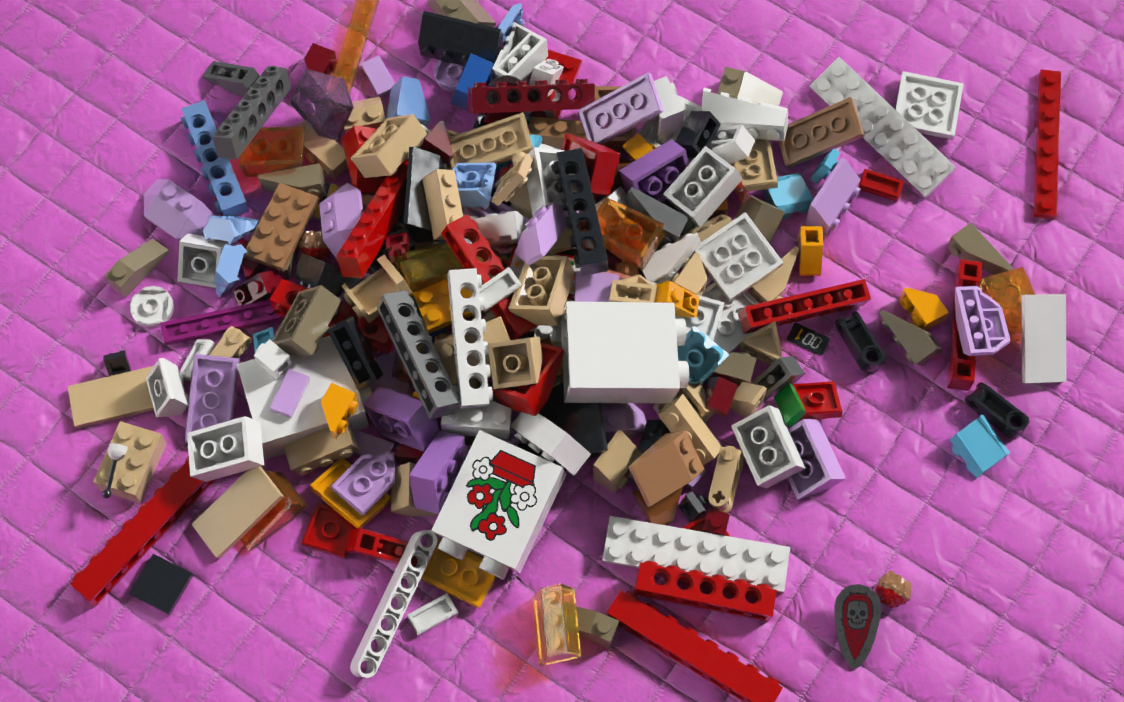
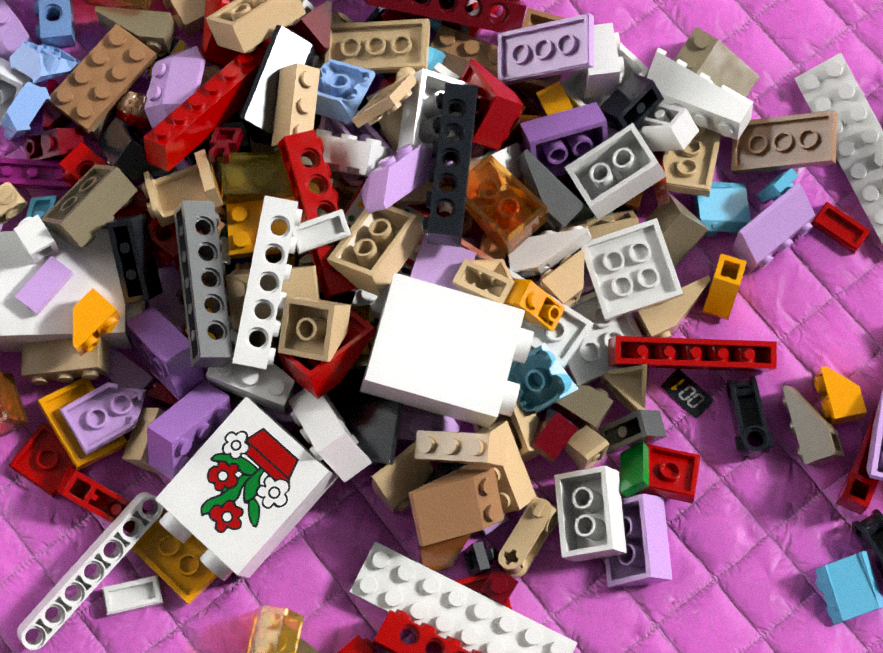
camera: 15 degrees right, 5 degrees up
(656, 422) = (460, 448): none -> tan brick

